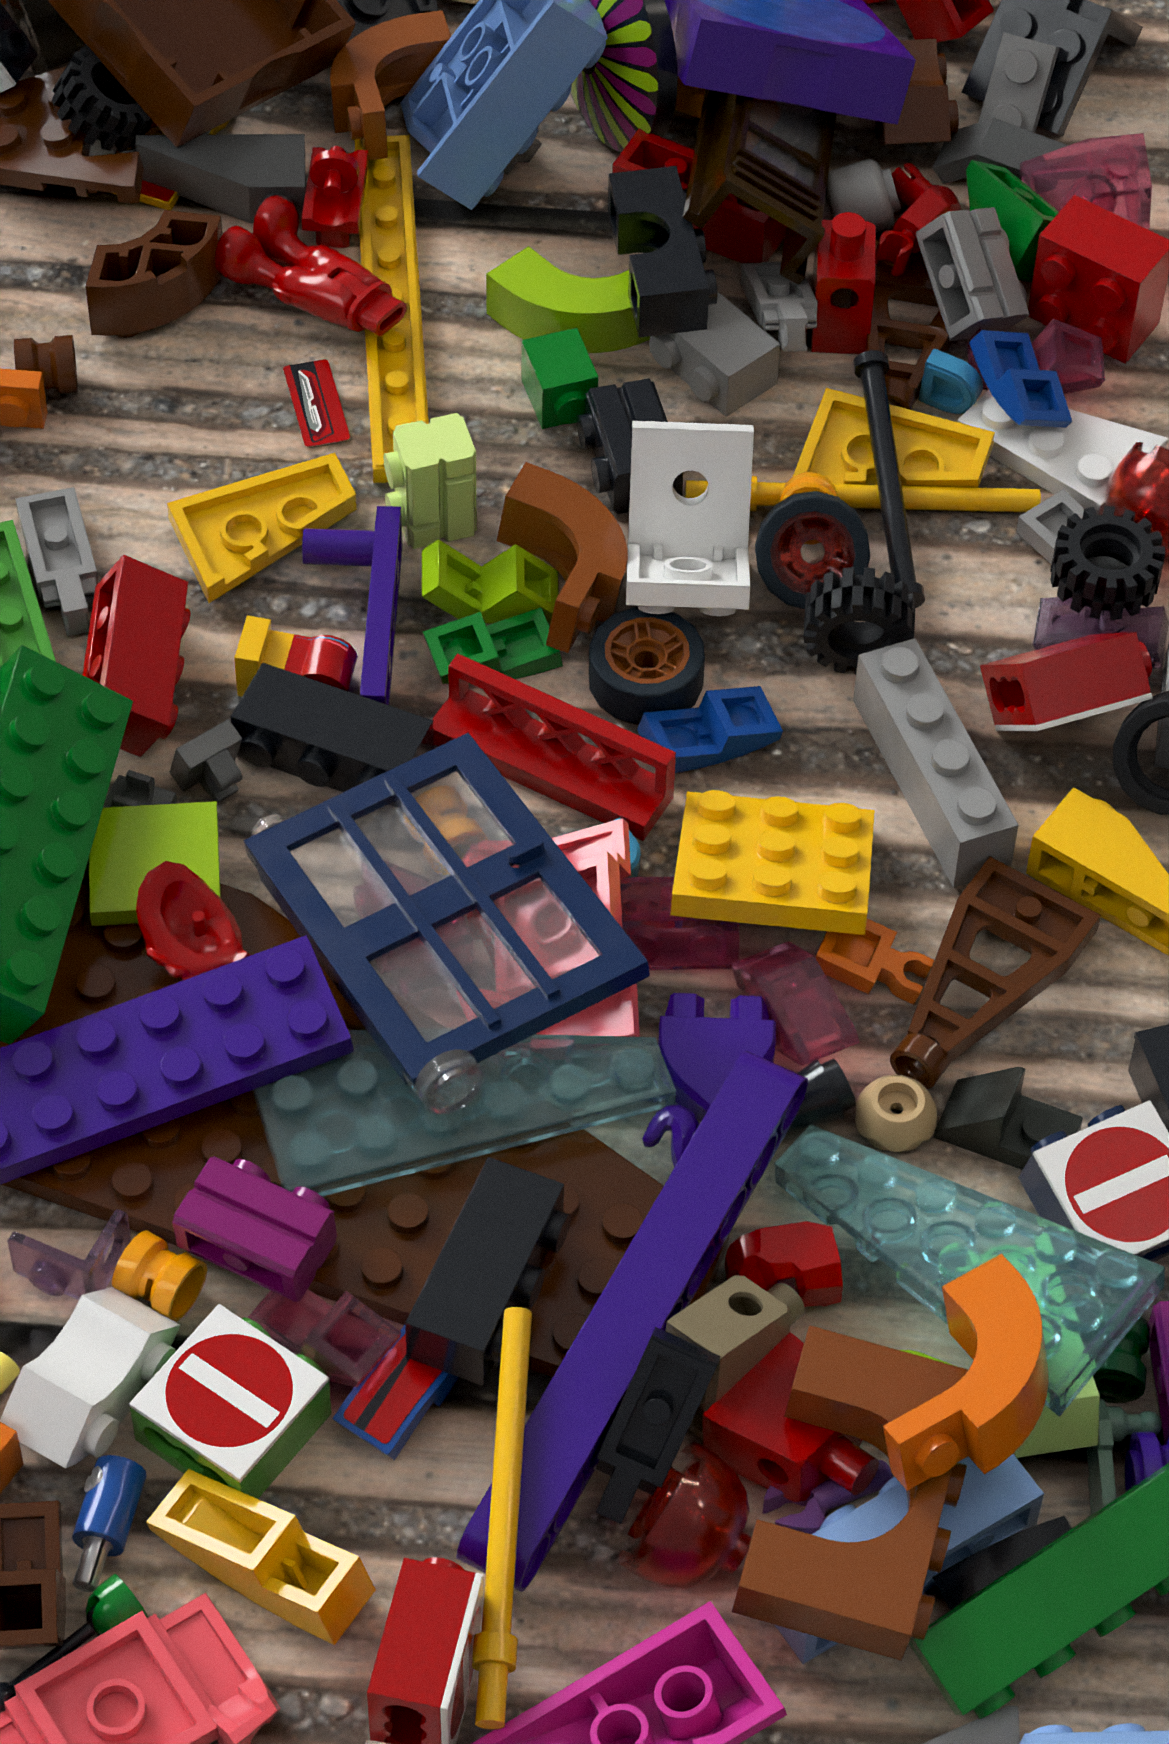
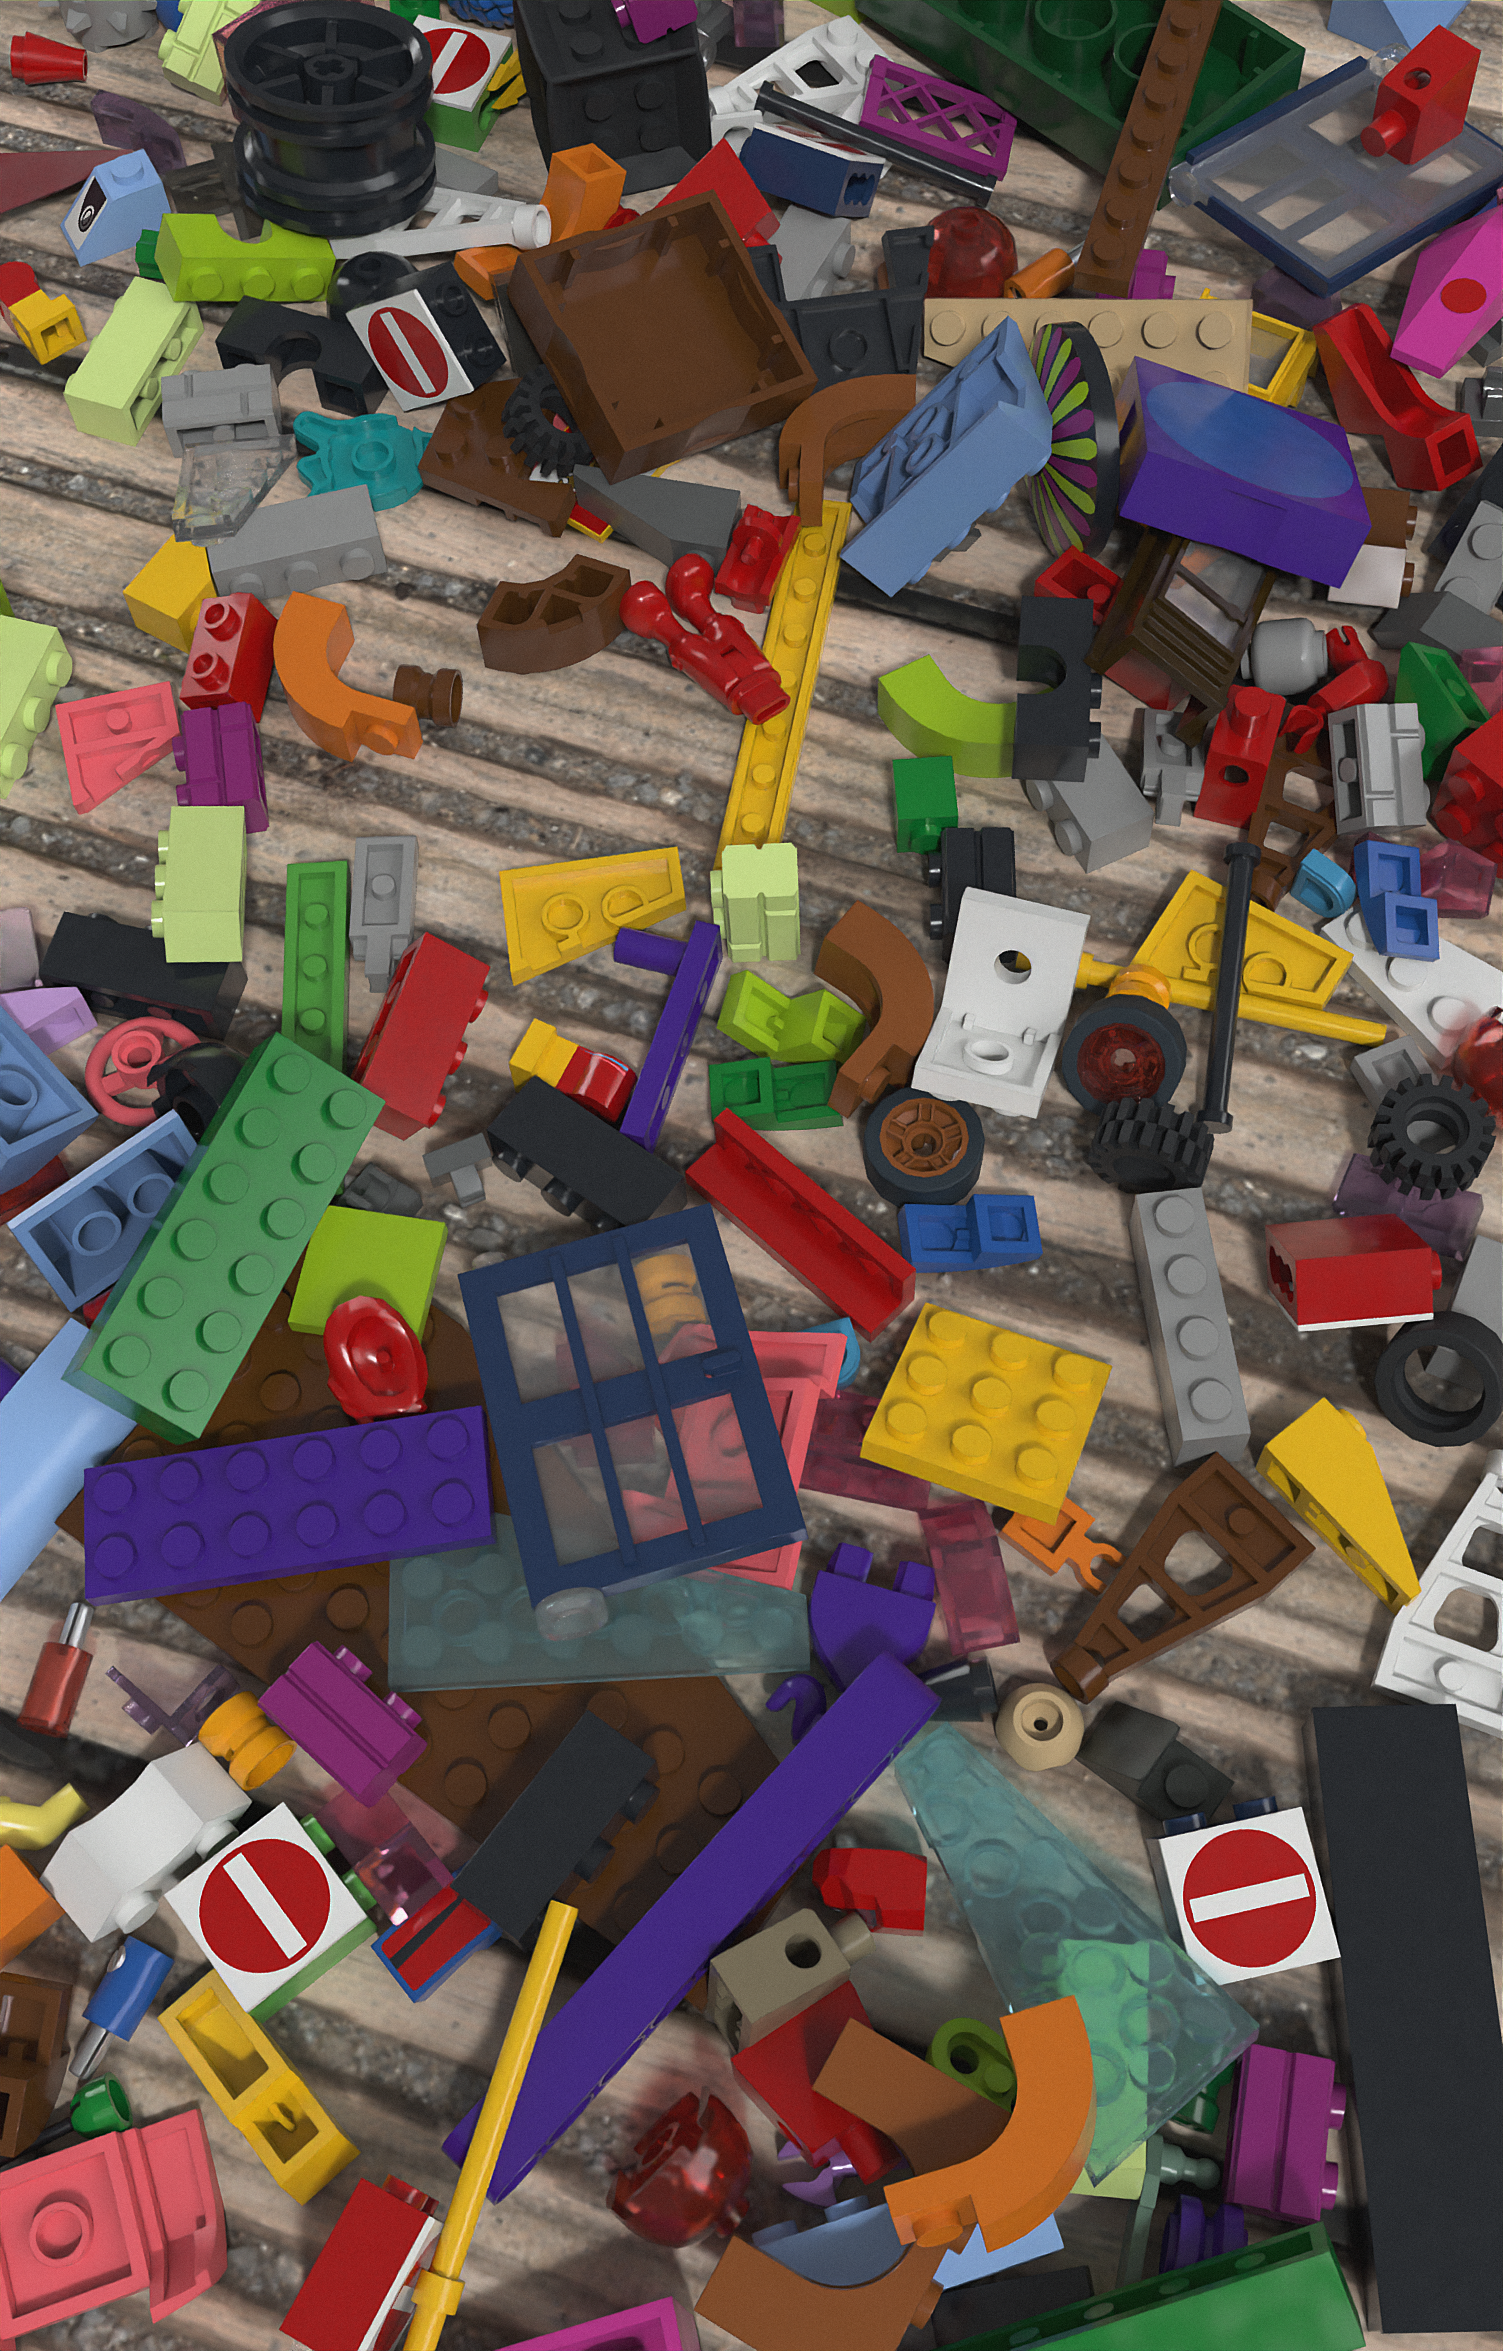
camera: 20 degrees right, 10 degrees up
(316, 403) = (682, 781): sticker -> none
(652, 1419) = (674, 2057): black hinge -> none

